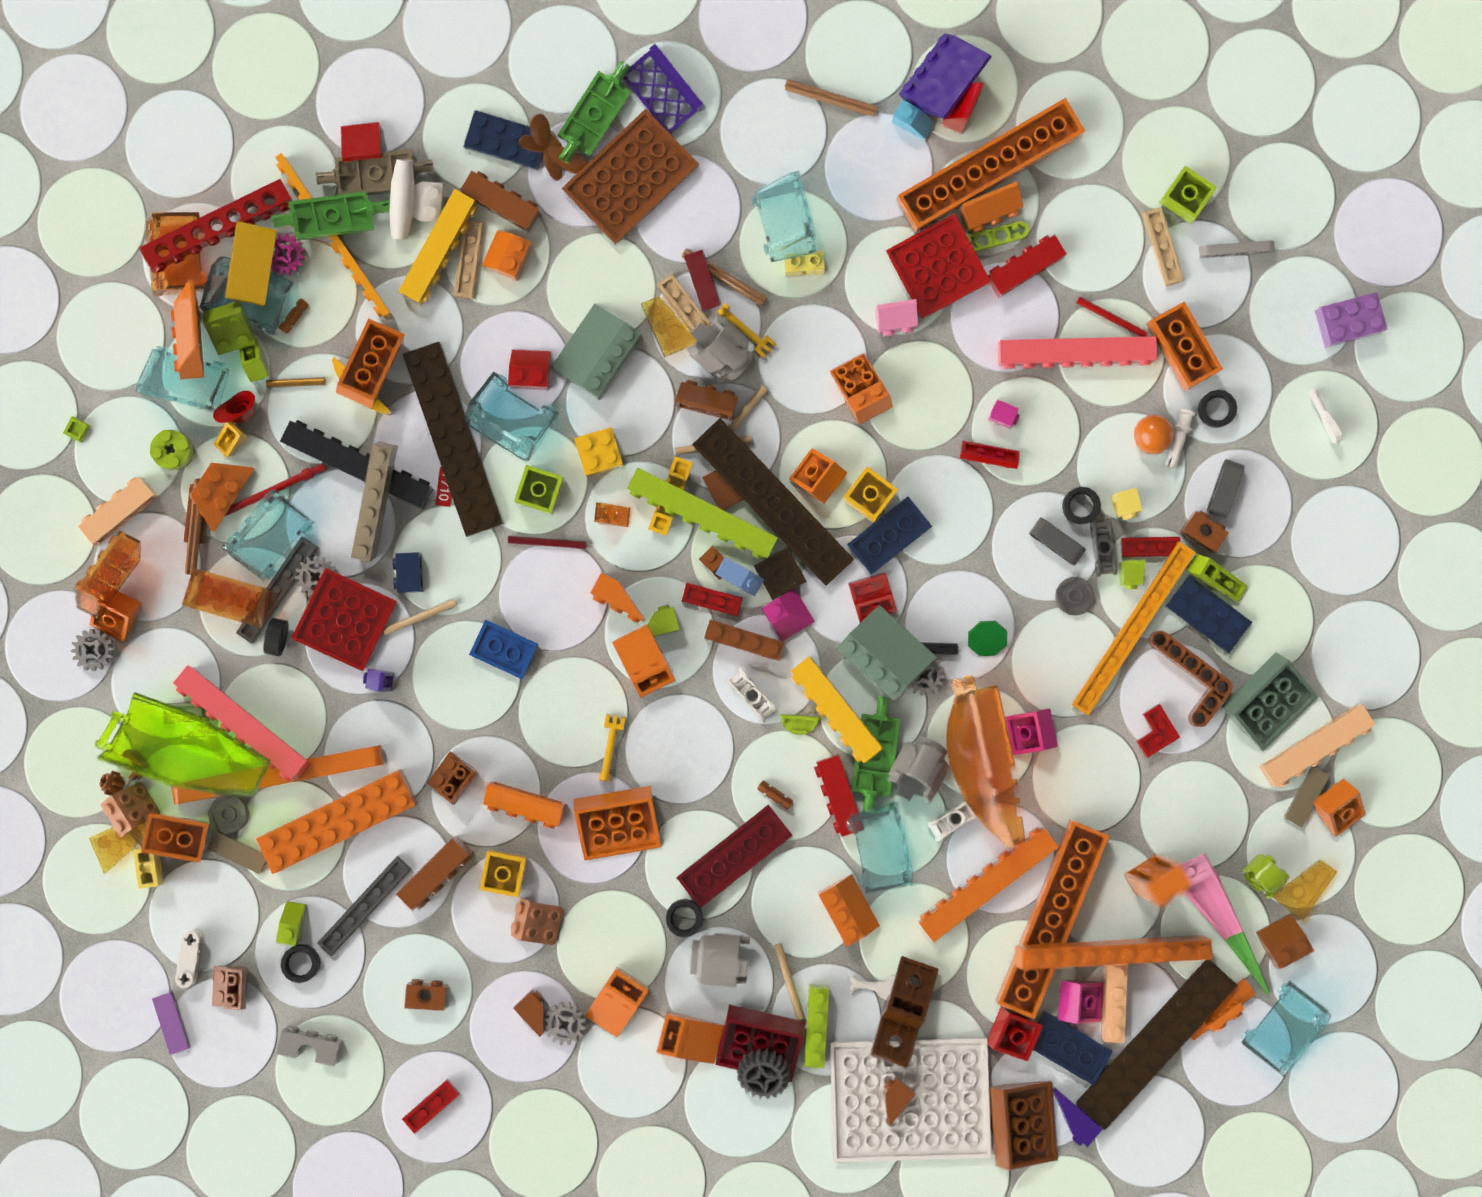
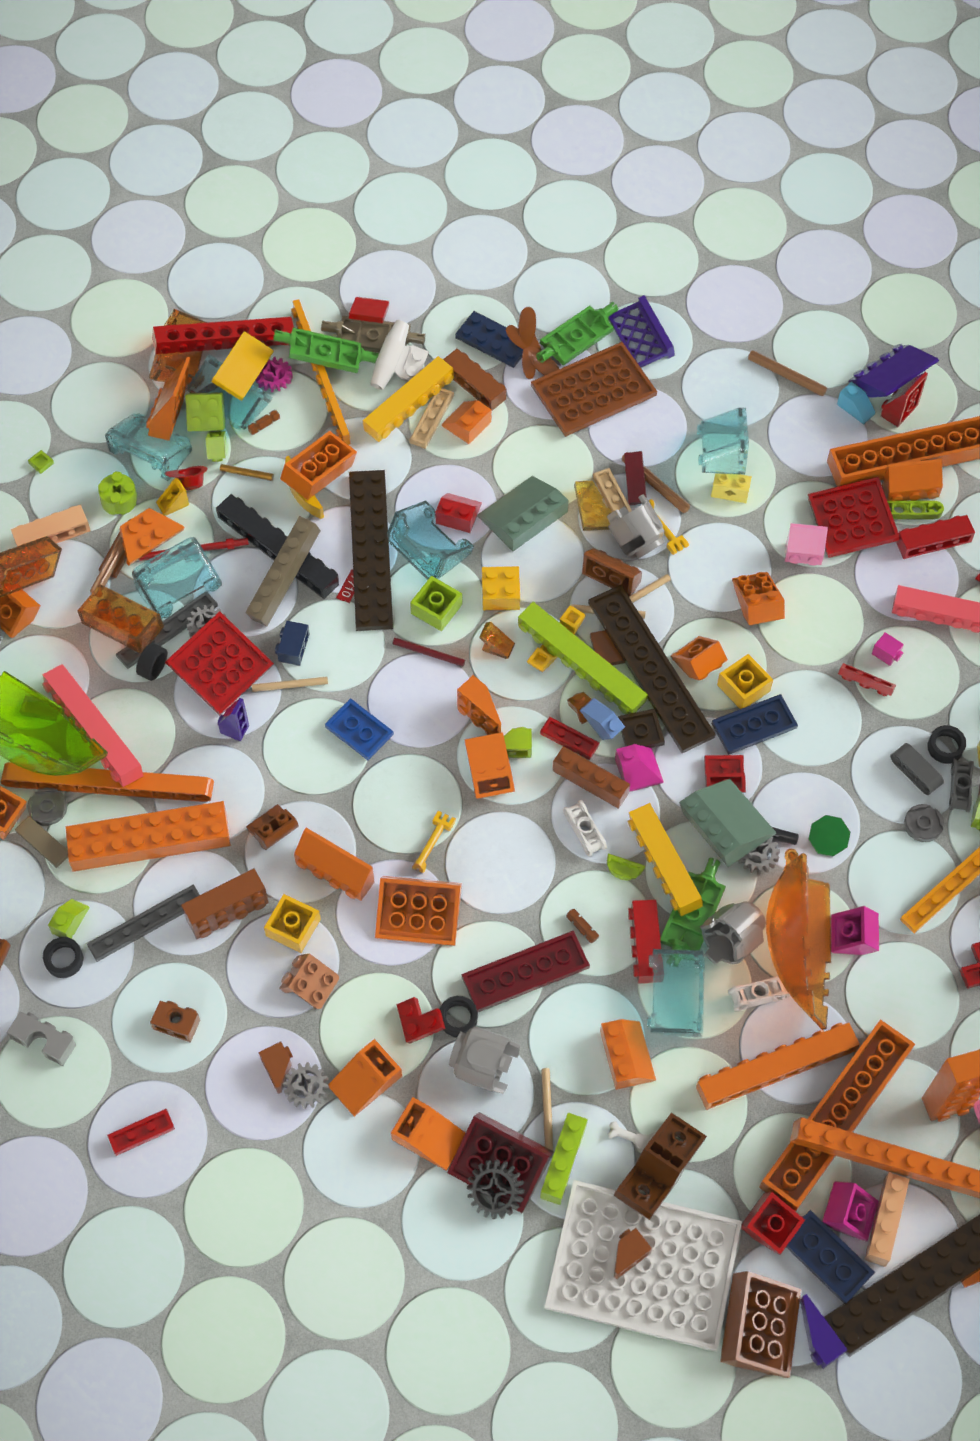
camera: 15 degrees right, 25 degrees down
(646, 936) = (418, 1025): none -> red plate

